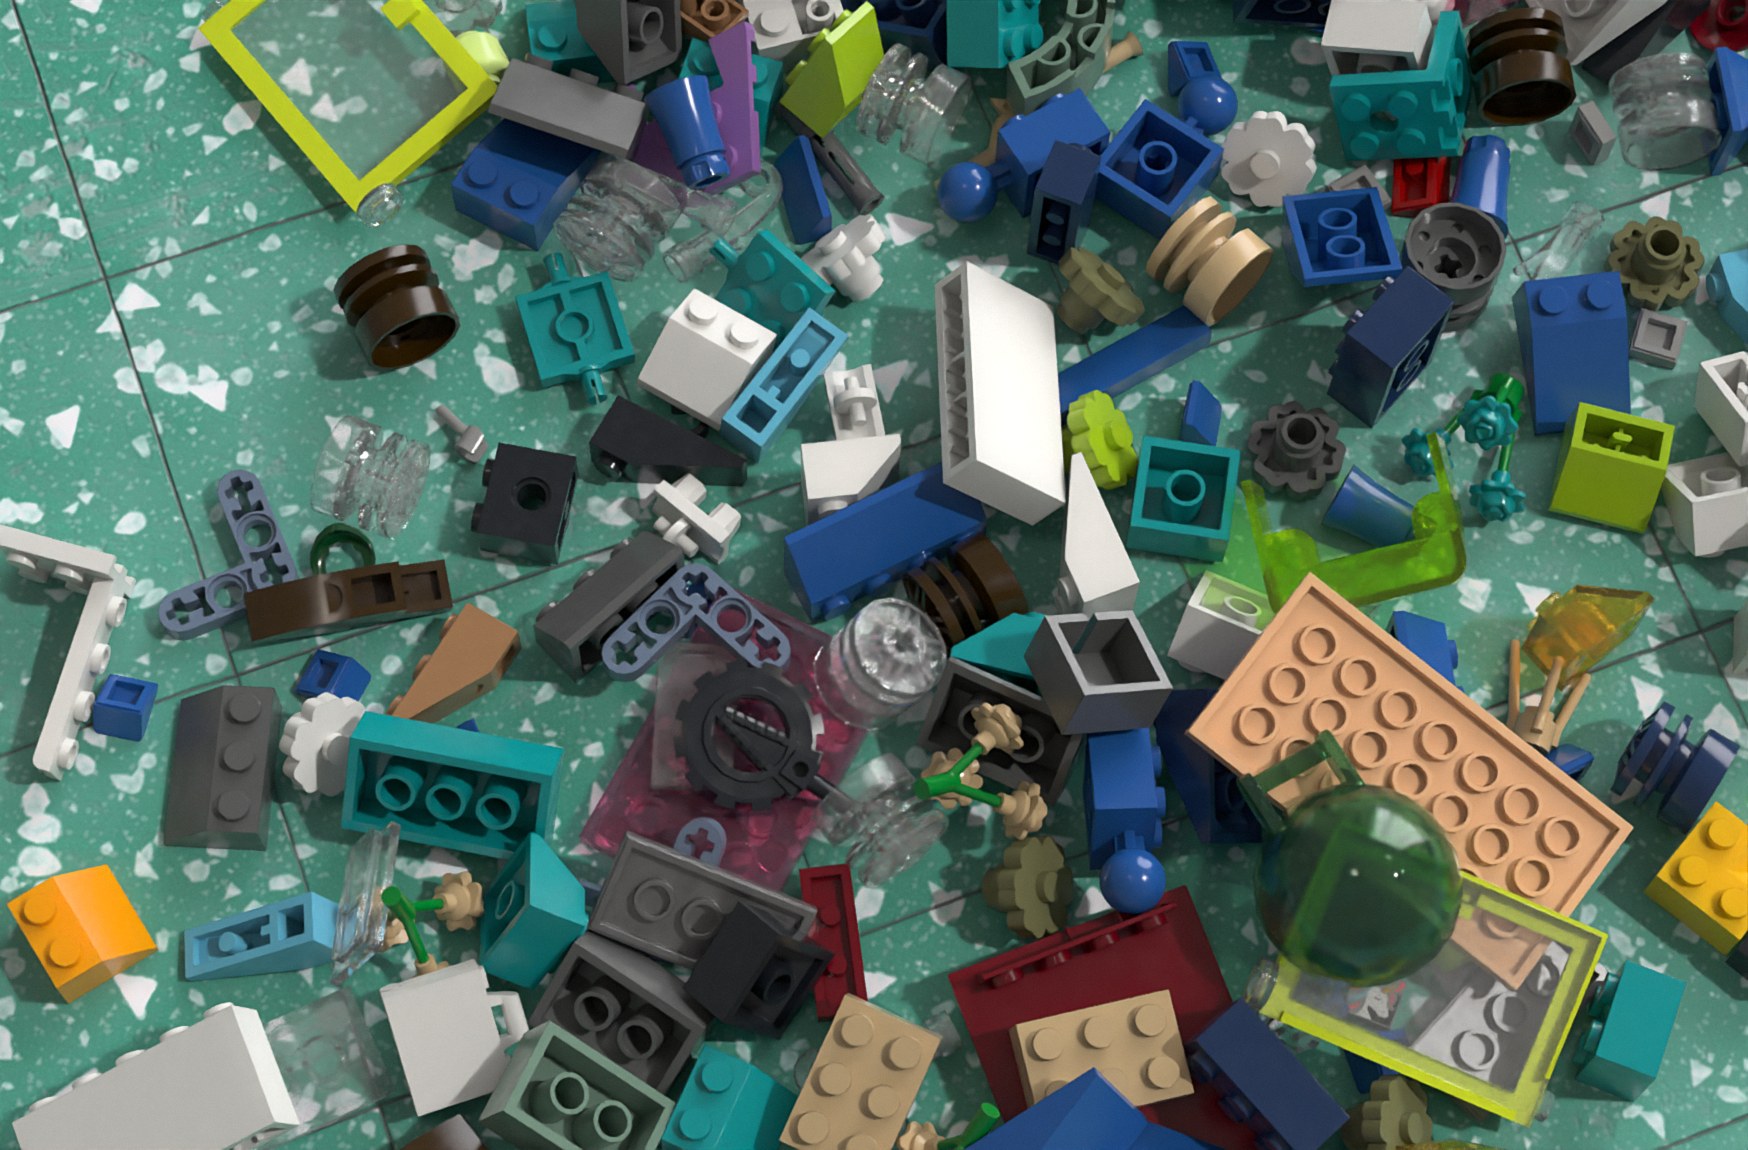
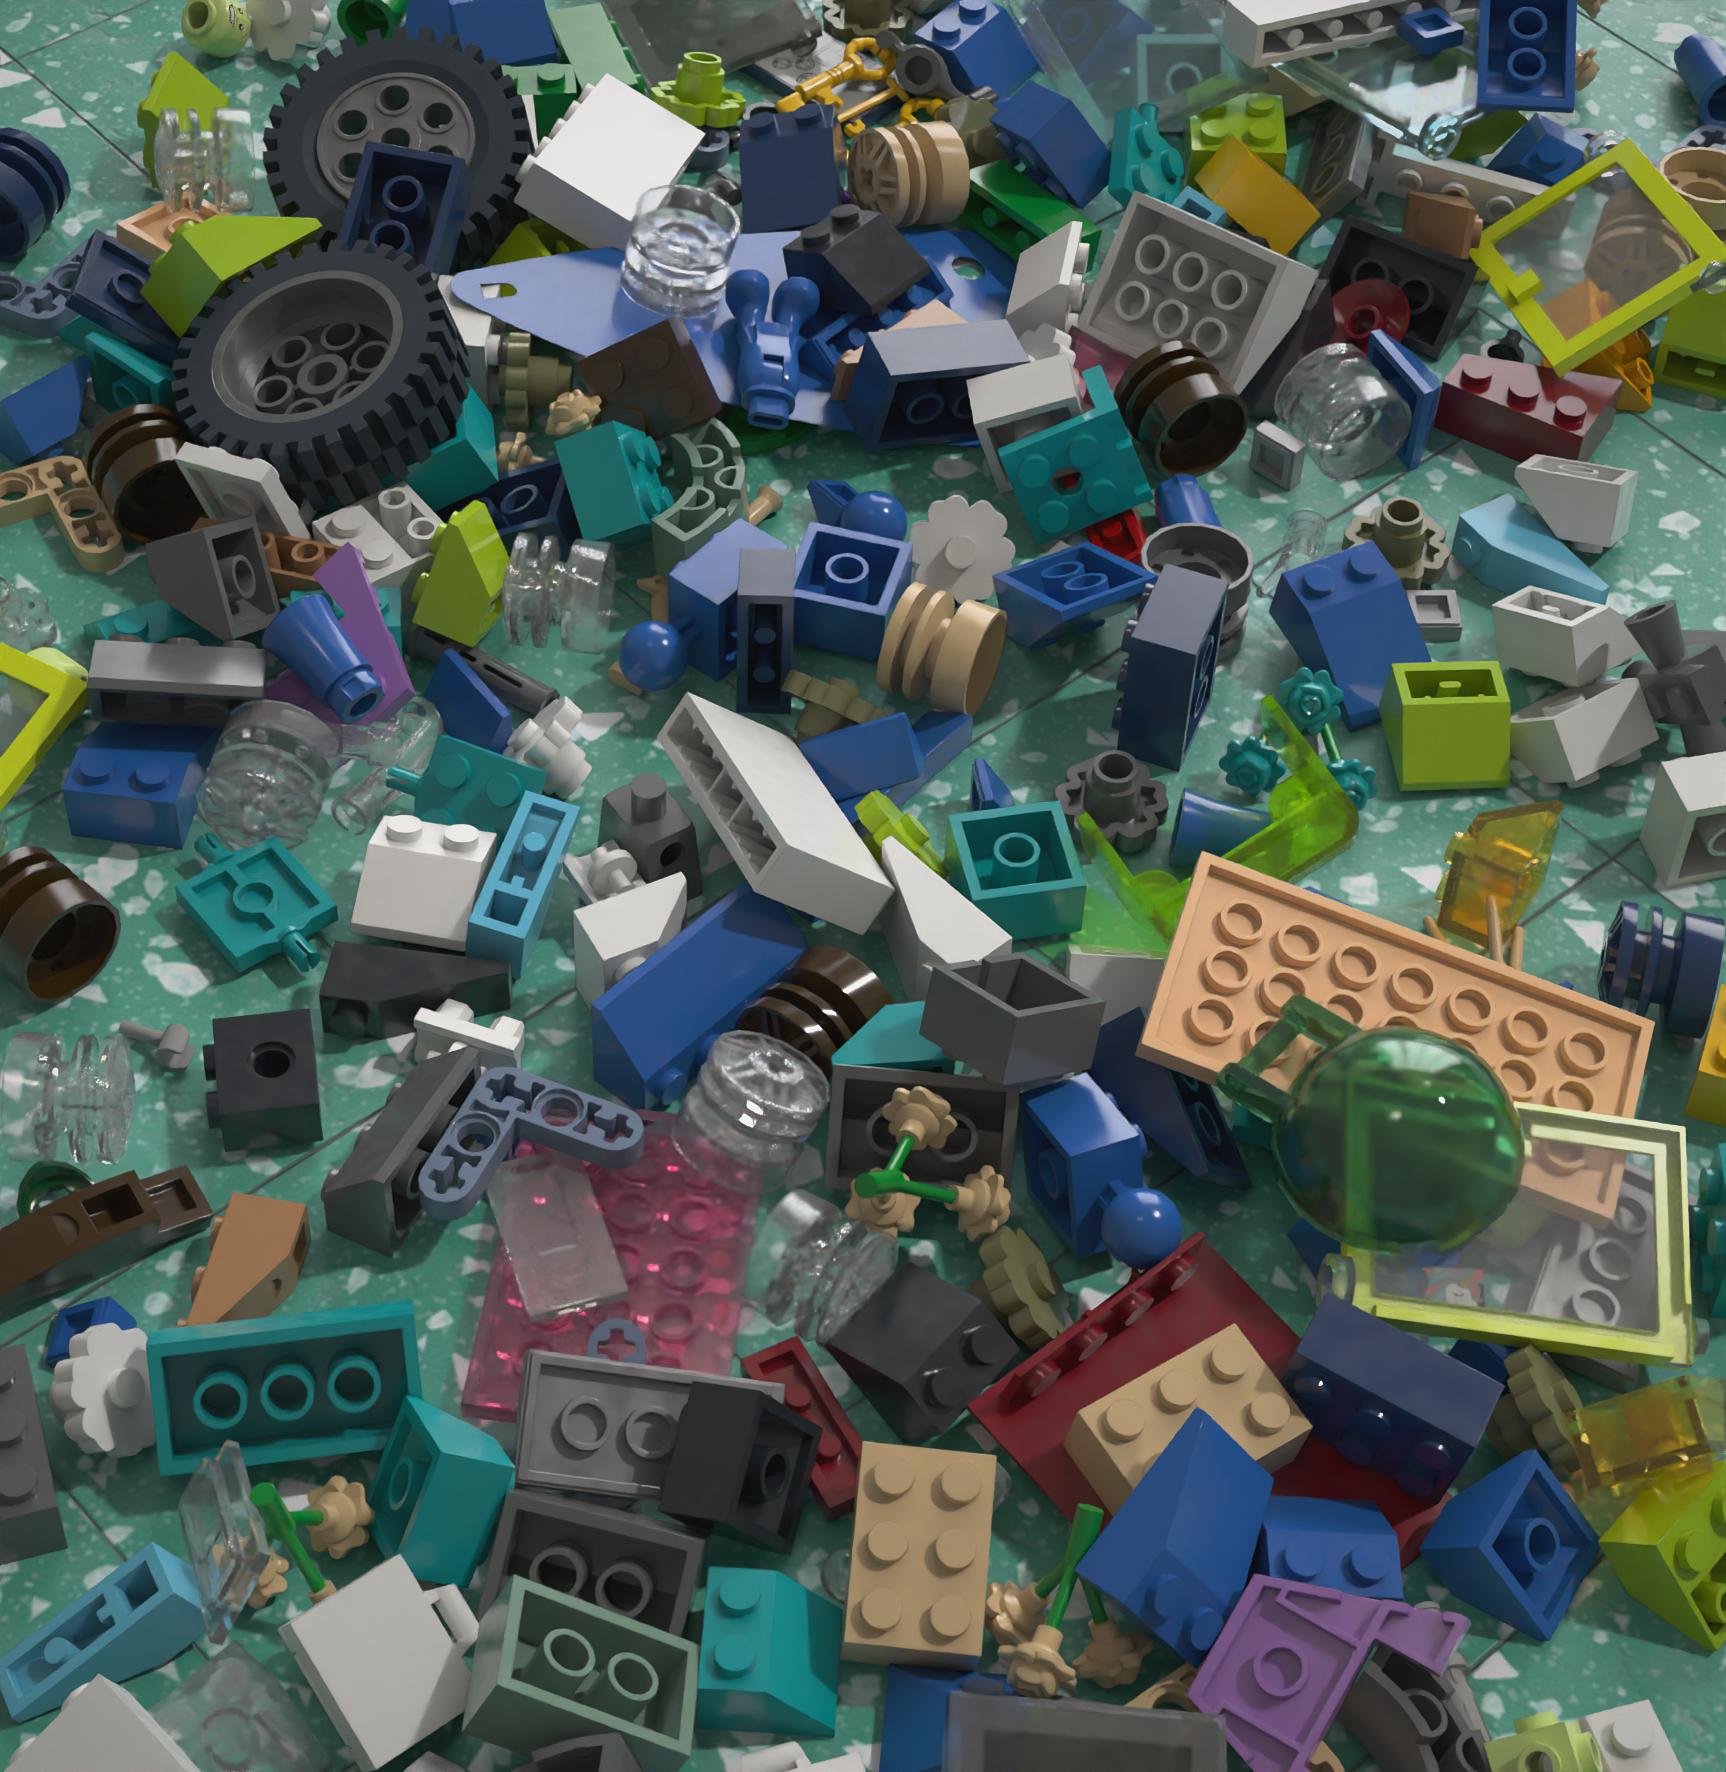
camera: 20 degrees left, 20 degrees down
(784, 760) = (677, 1242): black bar -> none
(901, 369) = (652, 828): none -> dark grey torso
(933, 914) = (921, 1351): none -> black slope
(1102, 349) = (865, 756): none -> blue slope

